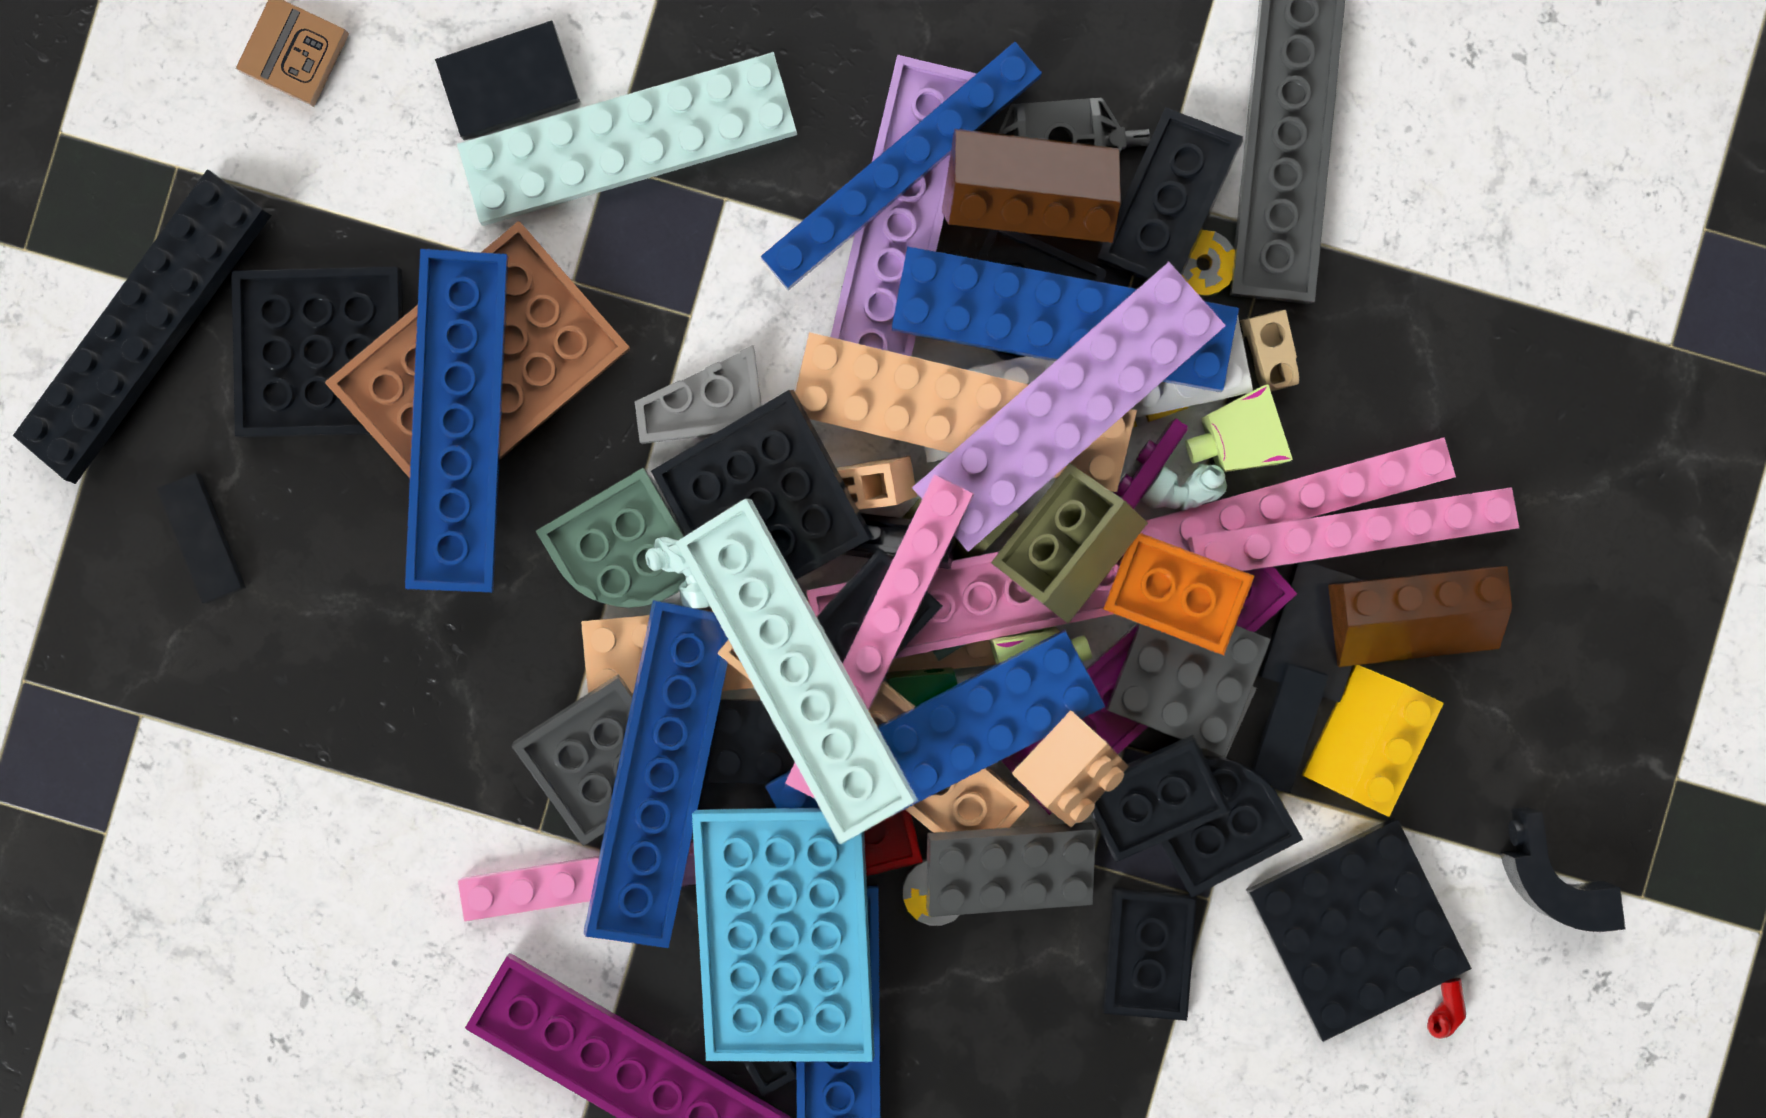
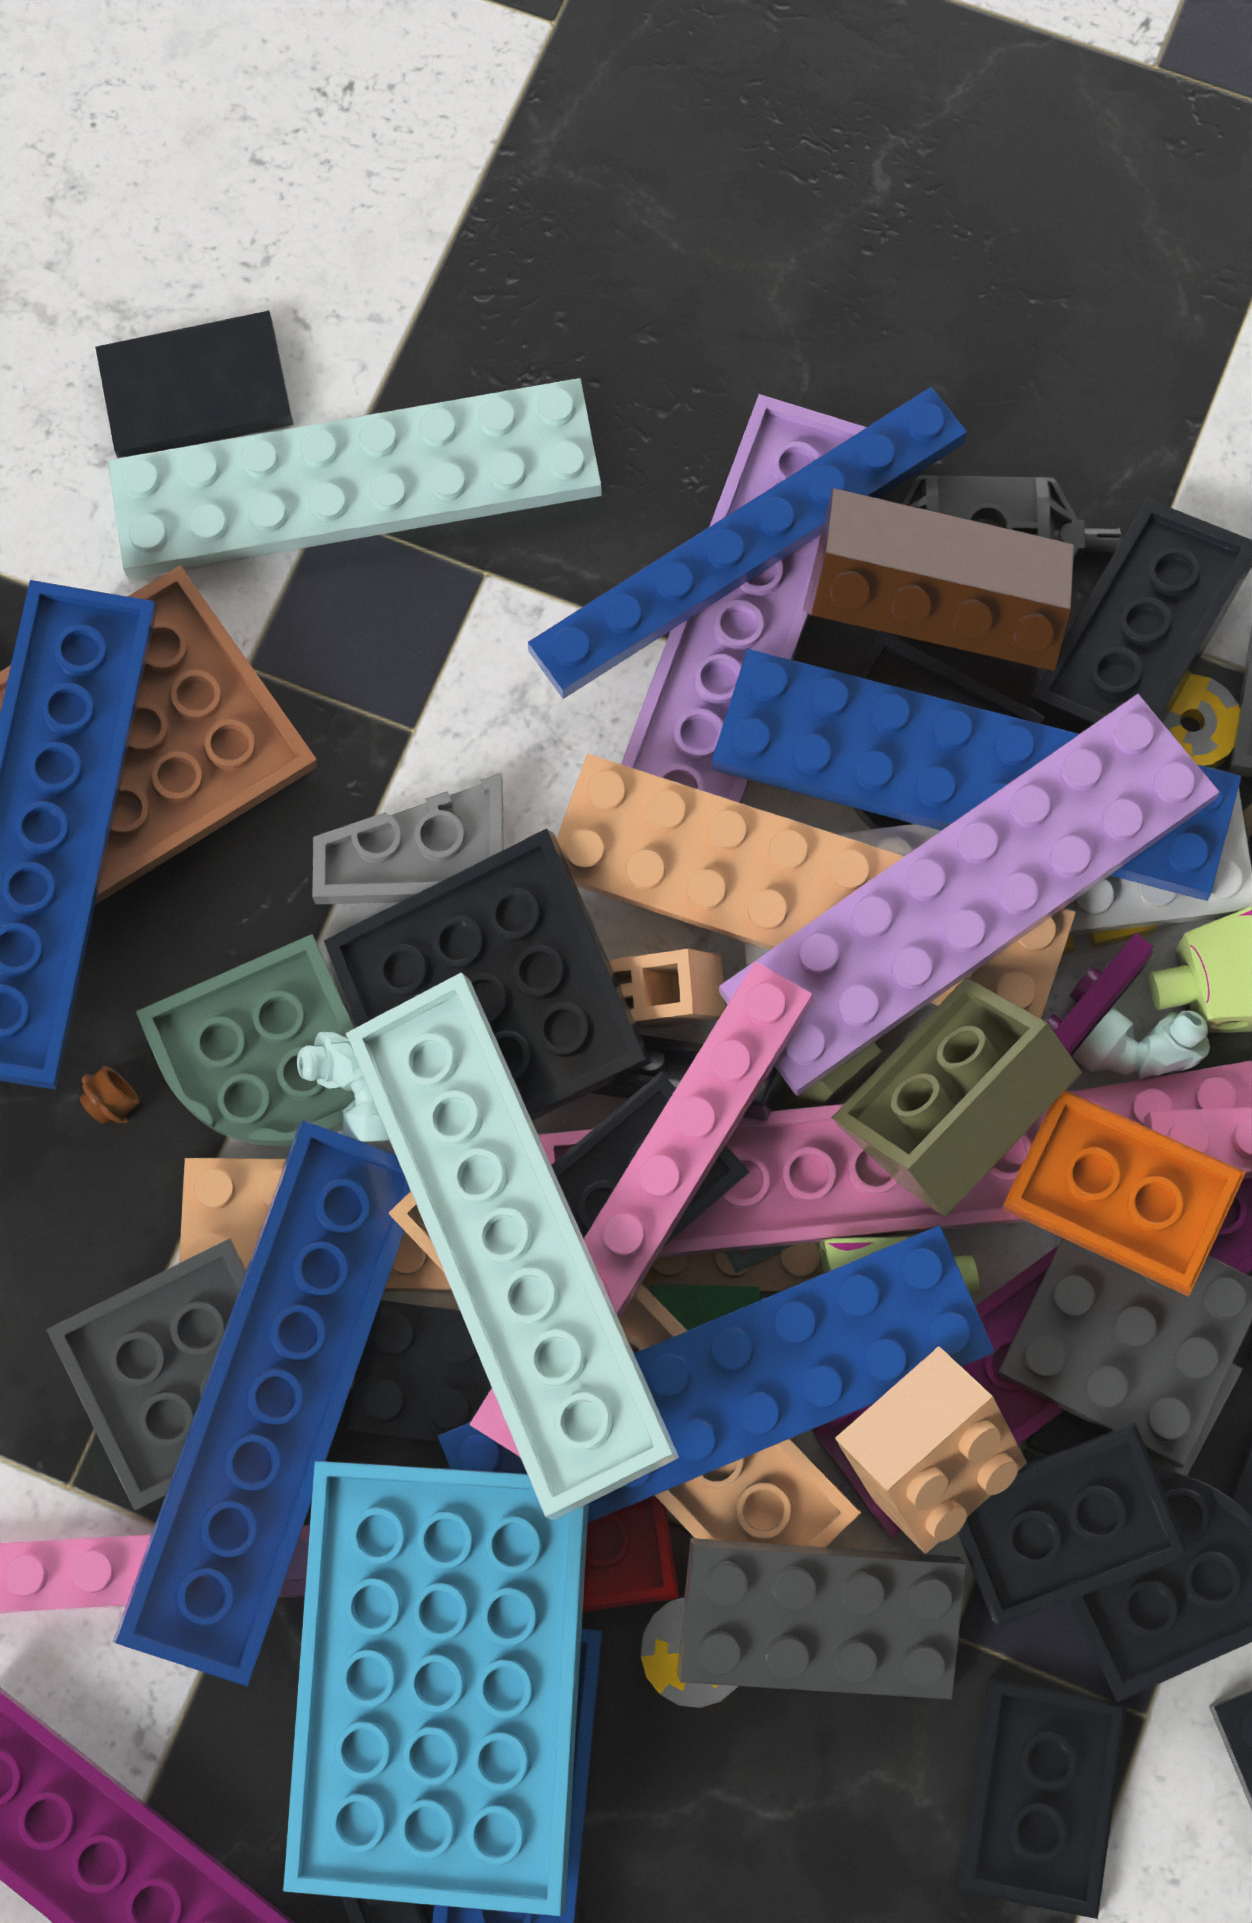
camera: 10 degrees right, 15 degrees down
(526, 586) = (108, 1096): none -> dark orange plate

